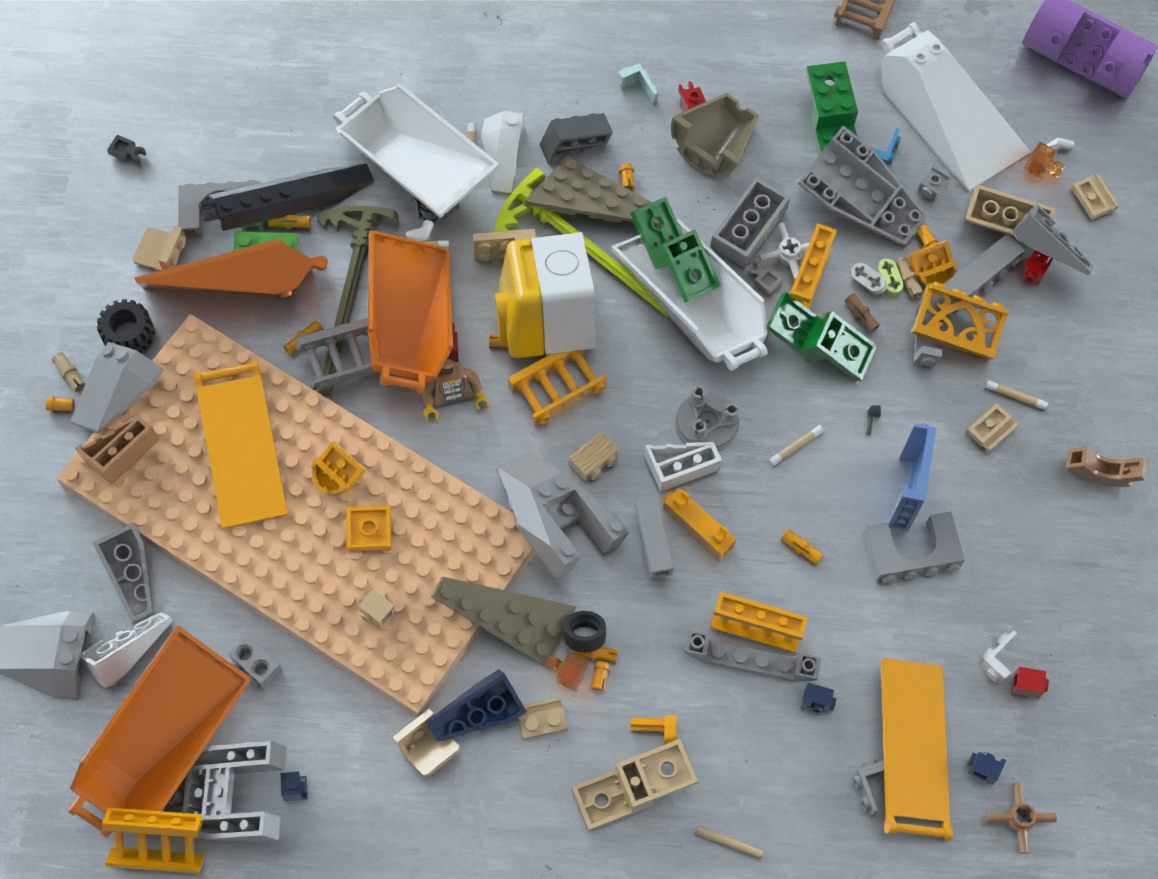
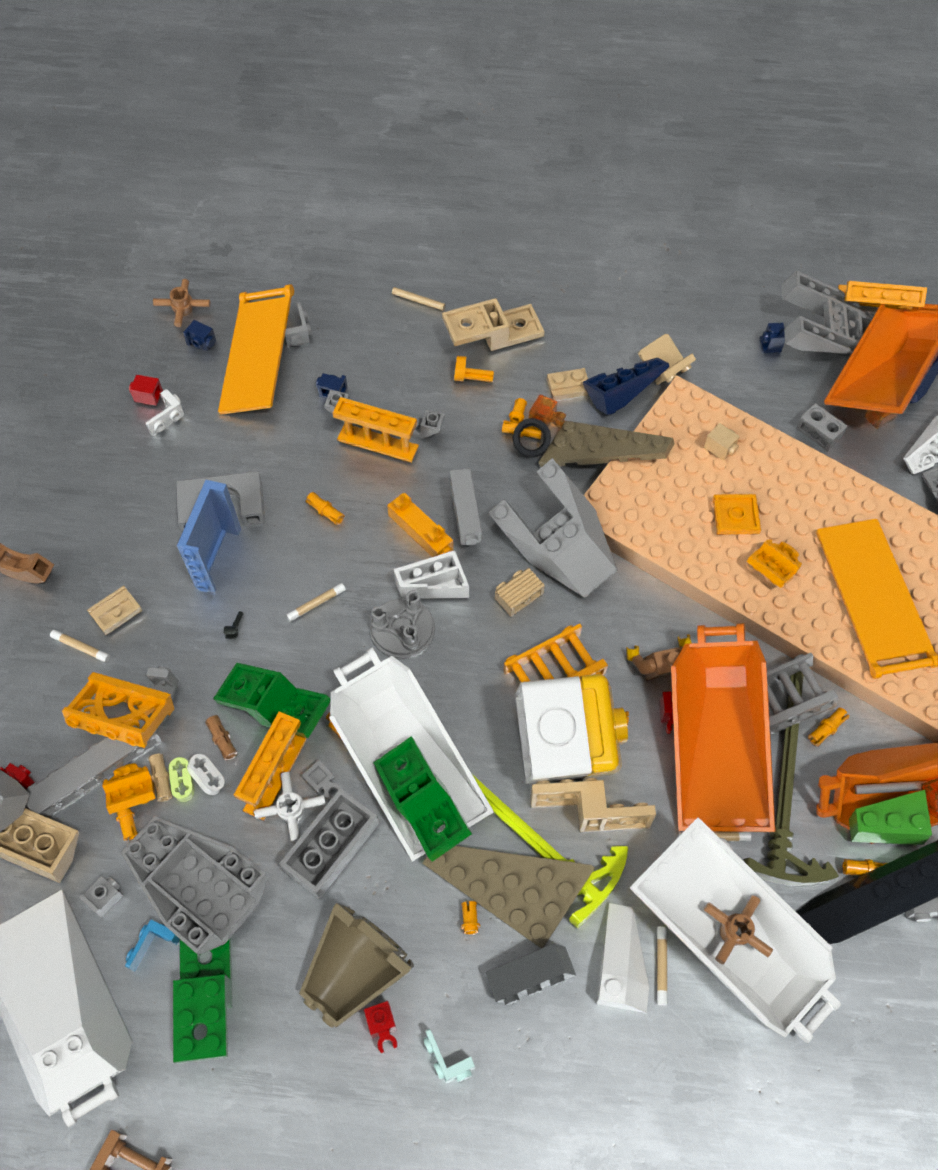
camera: 175 degrees left, 5 degrees down
(412, 148) = (741, 921): none -> medium nougat bar

